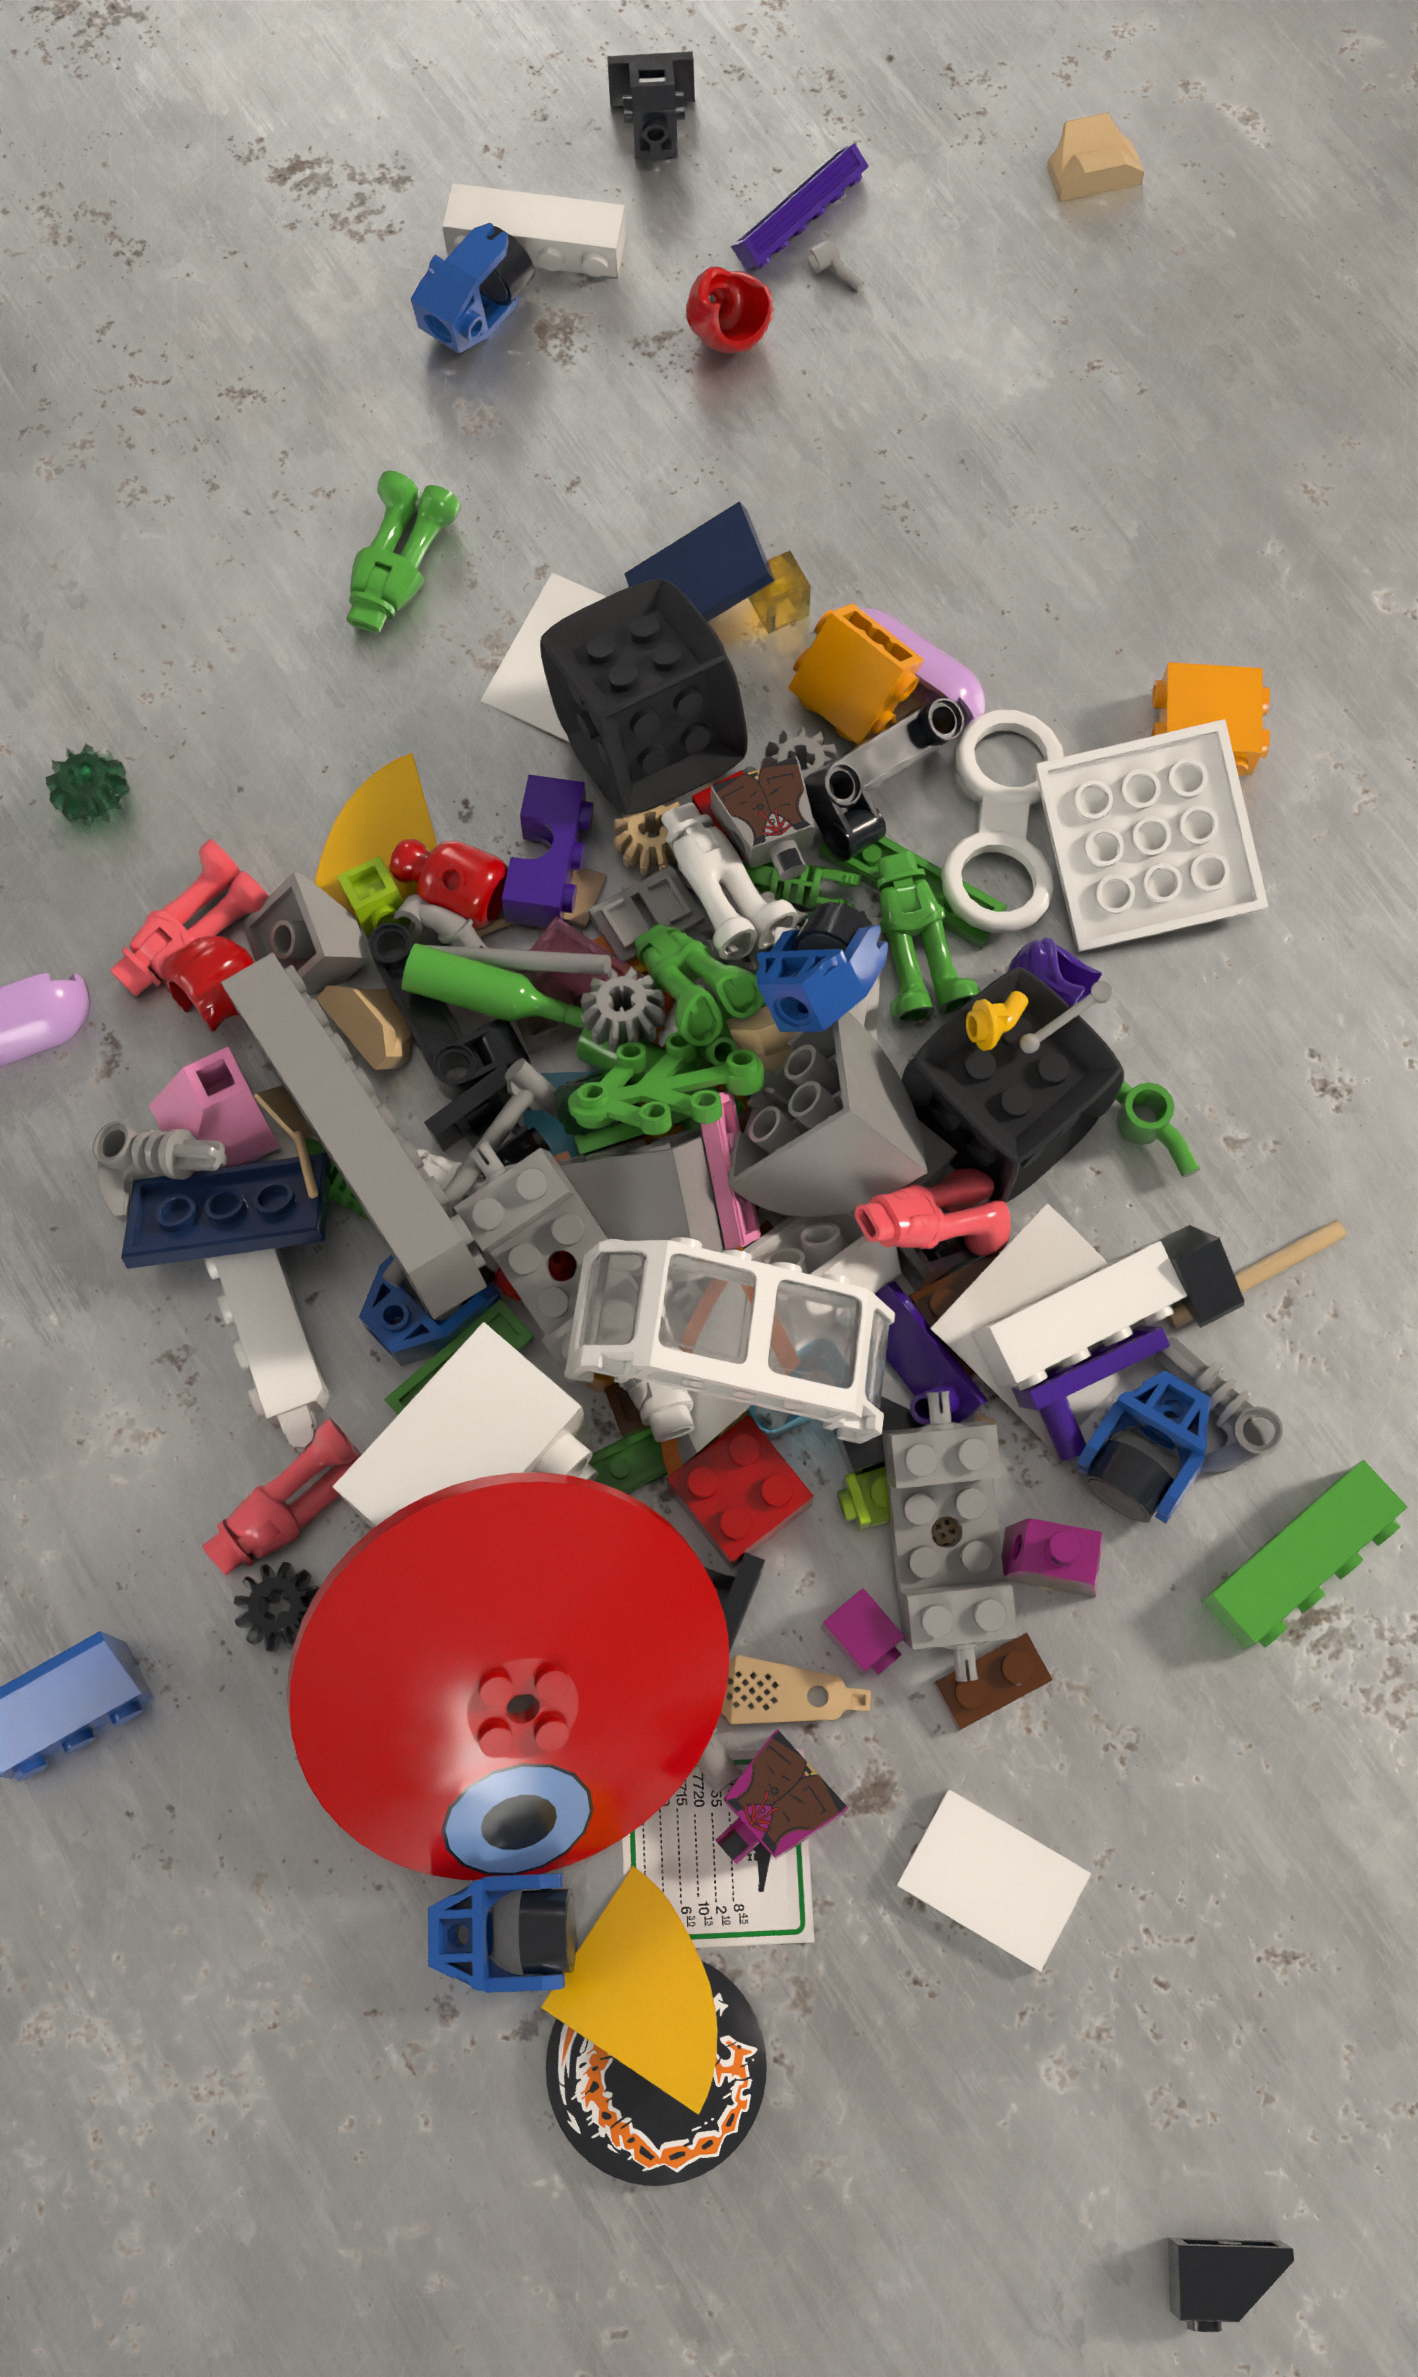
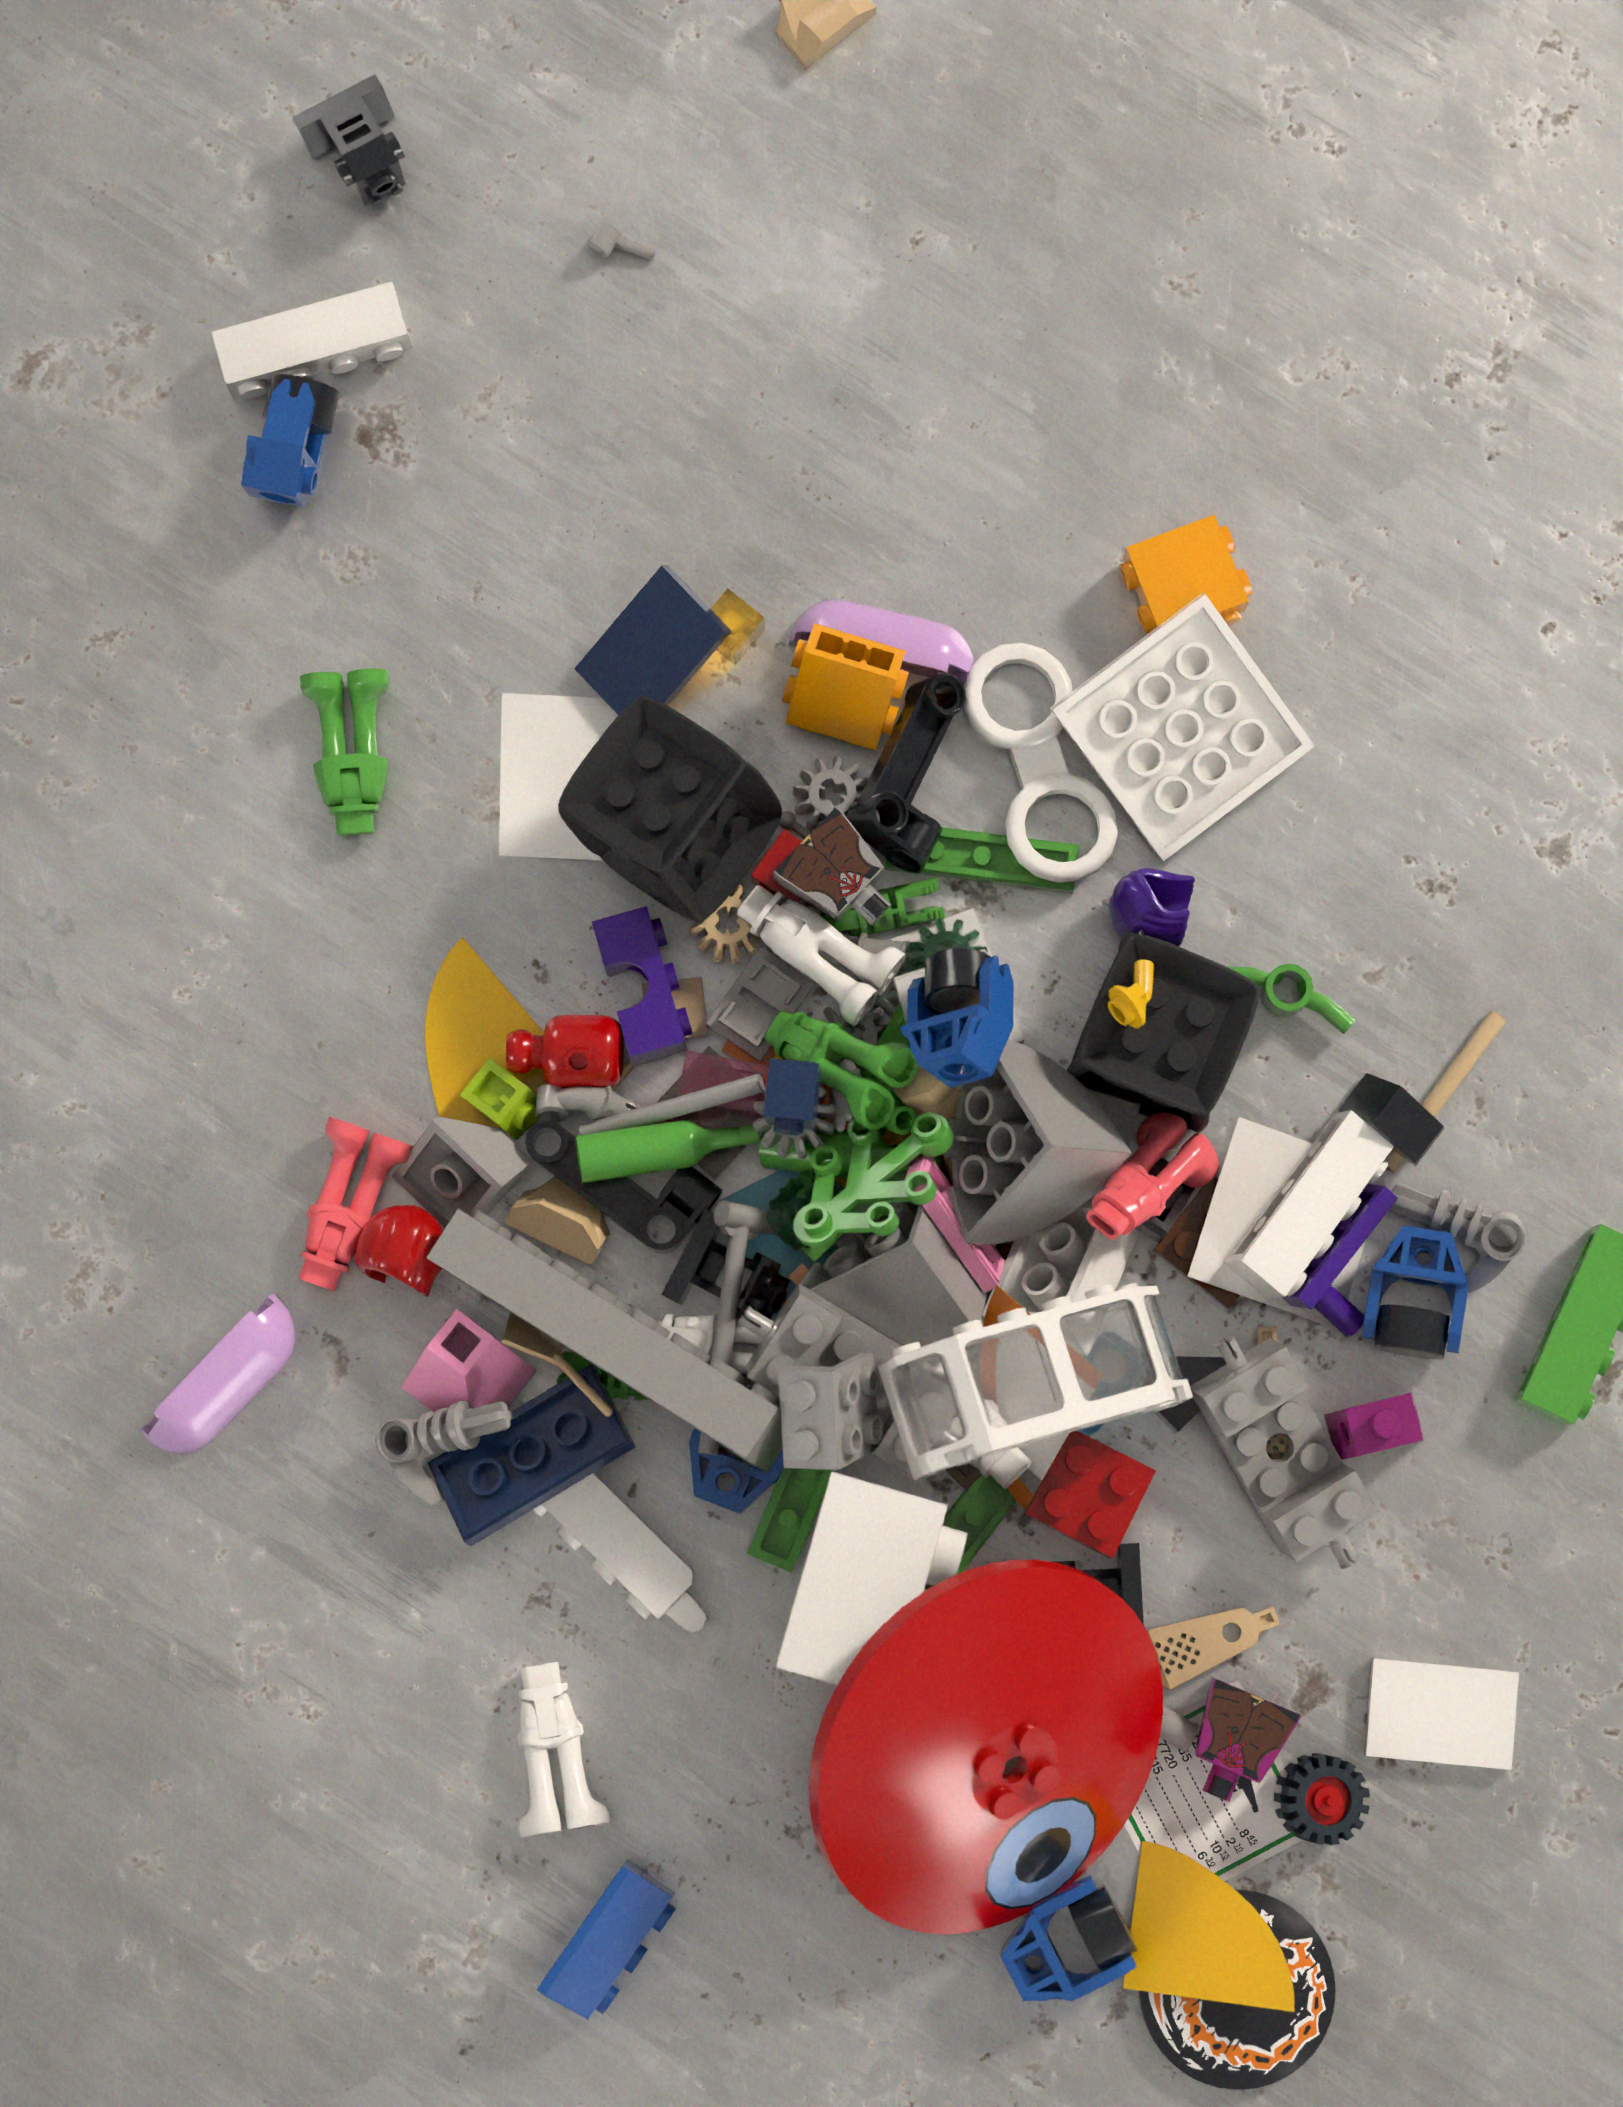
camera: 25 degrees left, 10 degrees up
(87, 785) = (171, 1124): clear green gear -> none
(118, 1475) = (549, 1724): none -> white piece
(265, 1520) = (705, 1697): coral piece -> none
(268, 1592) = (761, 1777): black gear -> none
(515, 1274) = (829, 1413): none -> light grey bracket
(627, 975) = (792, 1096): none -> dark blue brick
(735, 312) = (546, 350): red piece -> none
(799, 207) = (558, 195): dark purple piece -> none
(831, 1907) = (1321, 1799): none -> black wheel
(864, 1634) = (1247, 1563): magenta brick -> none
(865, 1499) = (1196, 1446): lime bracket -> none
(912, 911) = (998, 894): bright green piece -> none
(925, 1361) = (1193, 1304): dark purple piece -> none
(1002, 1679) = (1378, 1545): reddish brown plate -> none
(1100, 993) = (1213, 930): light grey hinge -> none

